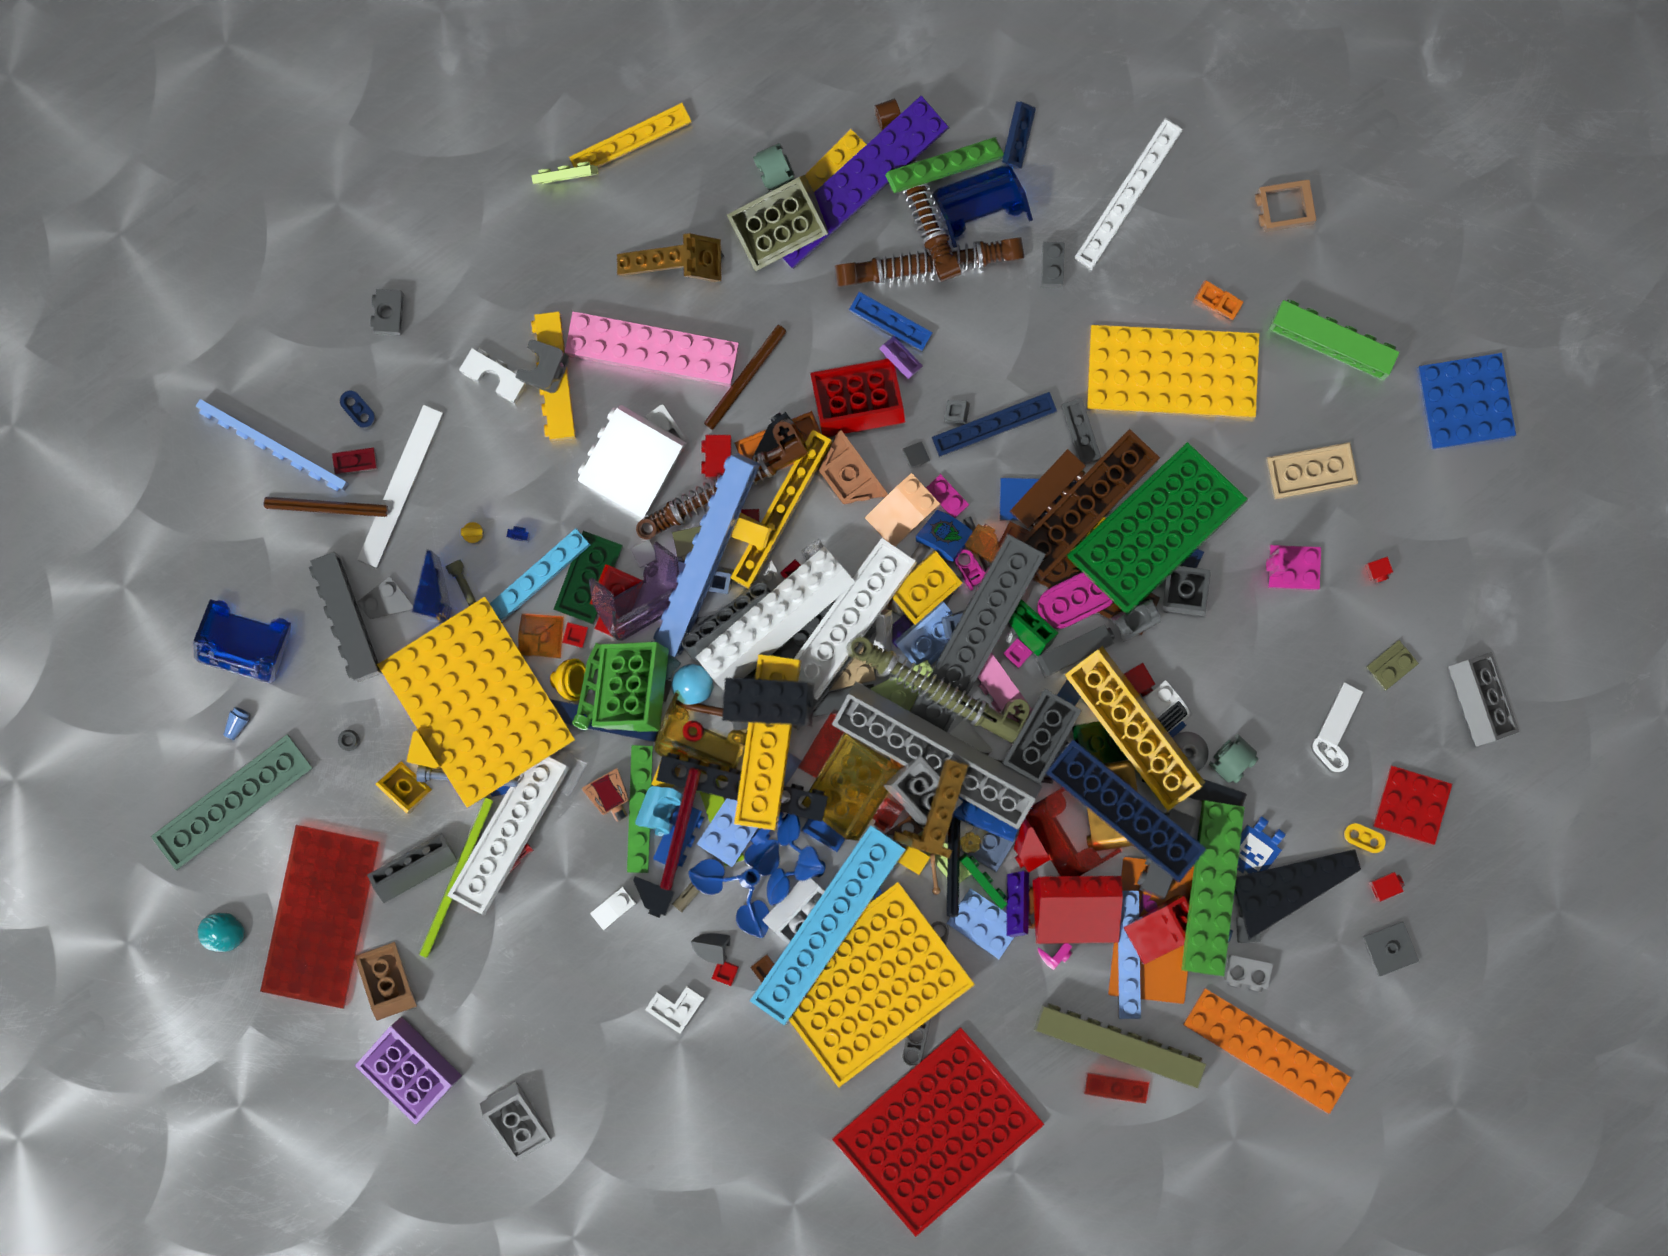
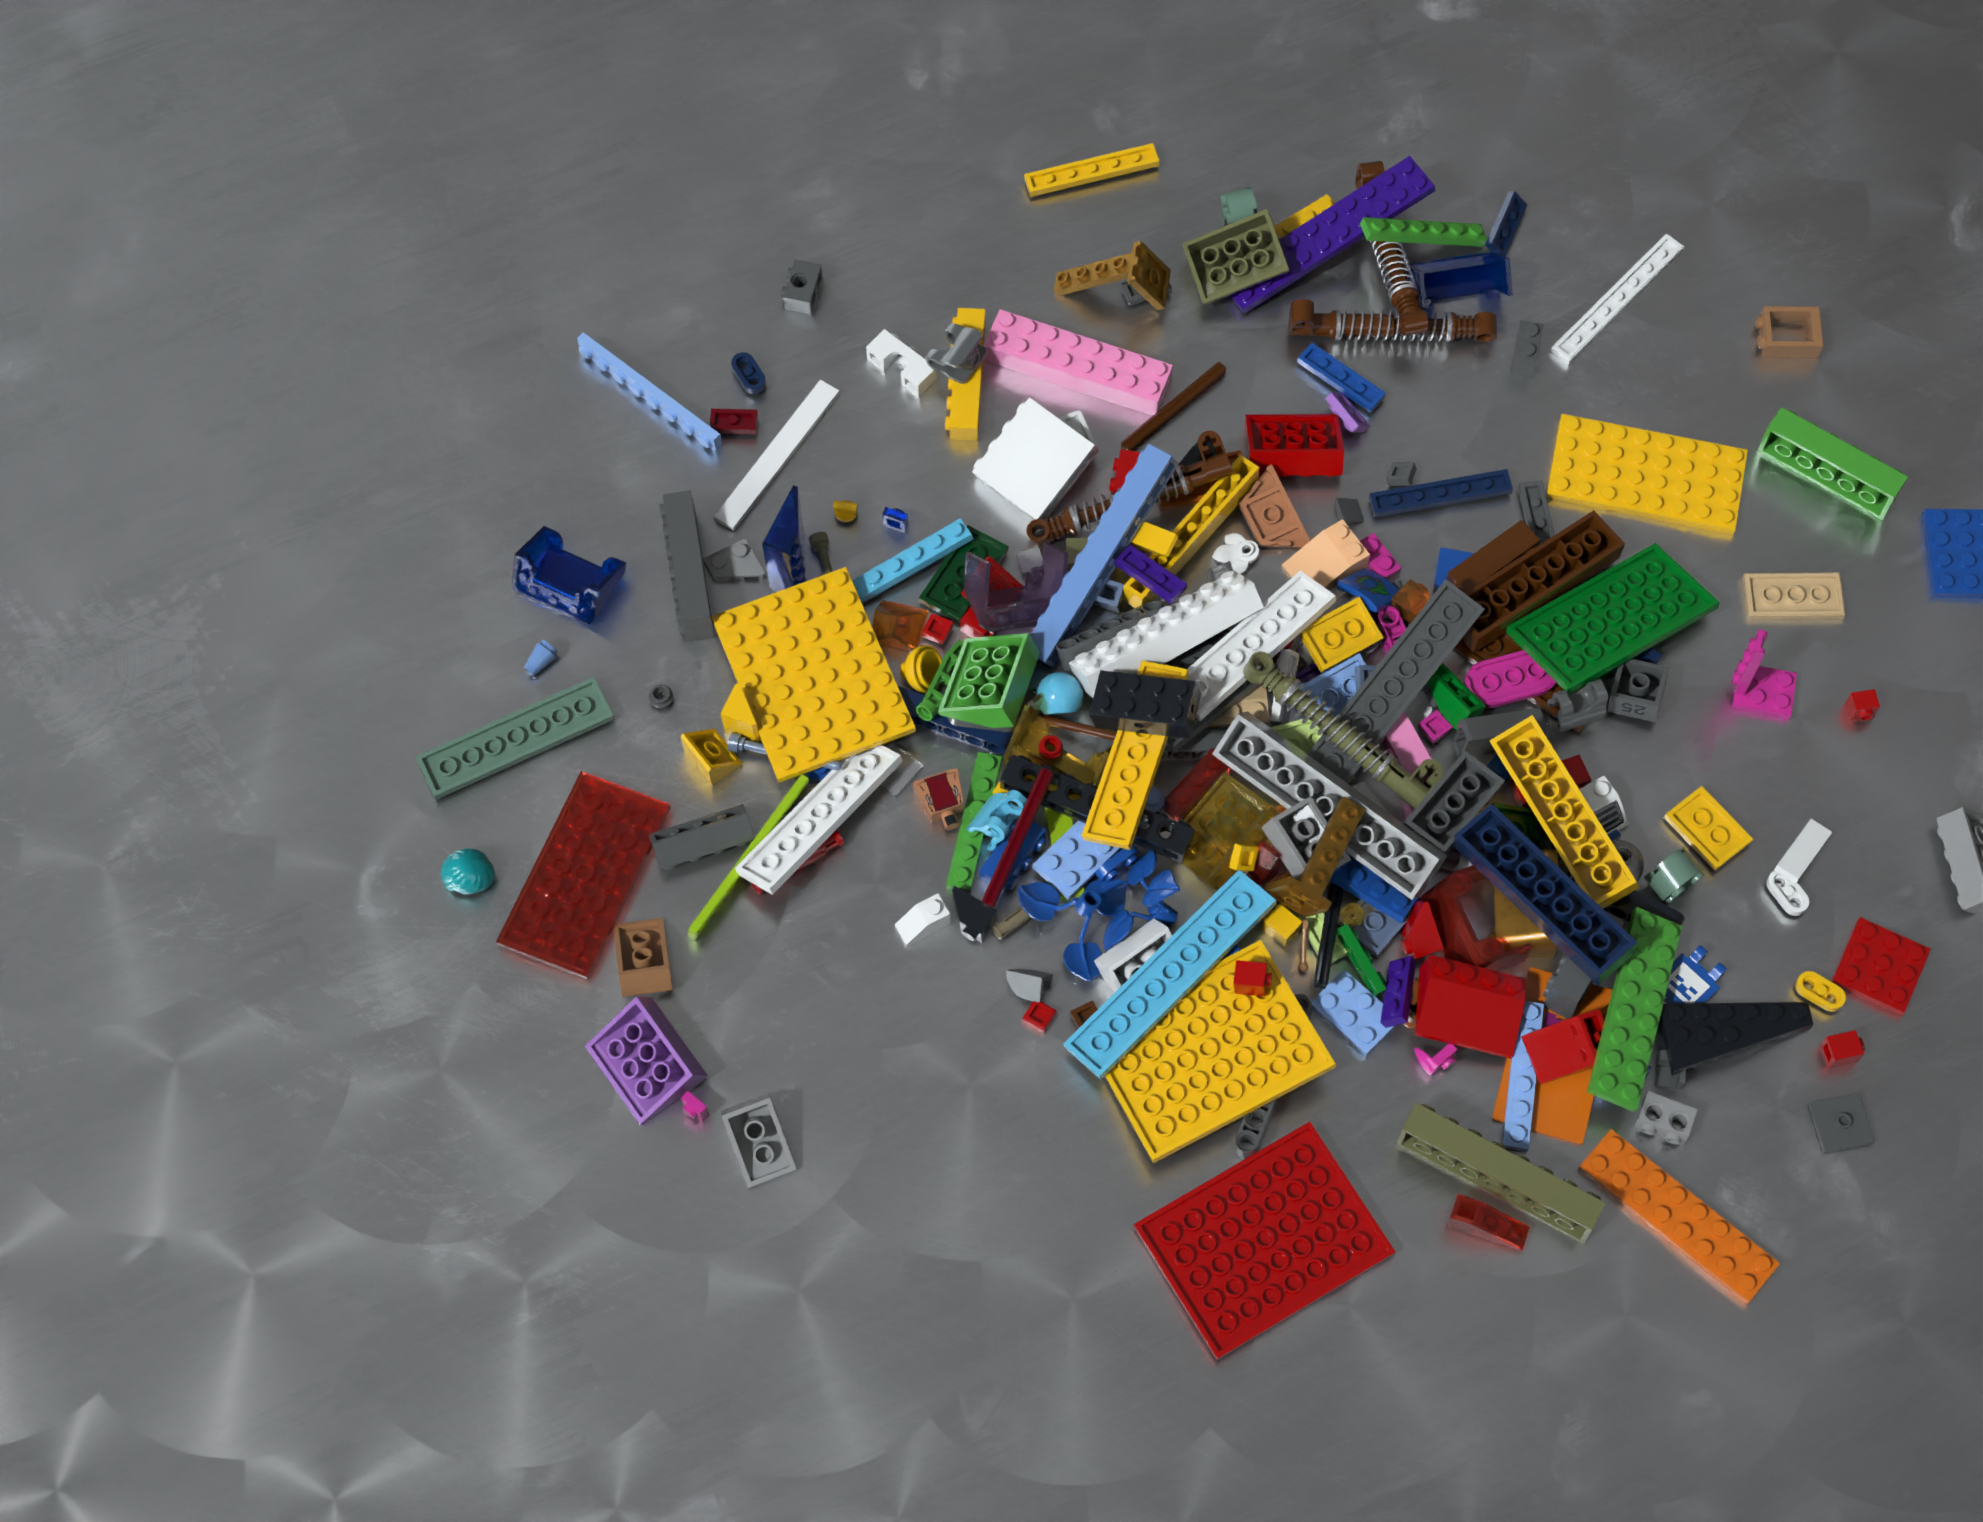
camera: 10 degrees right, 20 degrees down
(325, 506) = (692, 459): reddish brown axle -> none
(456, 1104) = (694, 1107): none -> dark pink plate
(564, 173) = (1017, 185): yellowish green plate -> none
(676, 1014) = (976, 1050): white plate -> none
(752, 565) = (1150, 574): none -> dark purple plate
(820, 516) = (1233, 552): none -> white plate
(823, 833) = (1191, 887): blue tile -> none
(873, 815) = (1244, 857): none -> yellow plate
(895, 921) = (1251, 978): none -> red brick
(1218, 300) = (1704, 413): orange slope -> none
(1259, 707) = (1708, 828): none -> yellow plate
(1392, 665) = (1868, 811): olive plate -> none

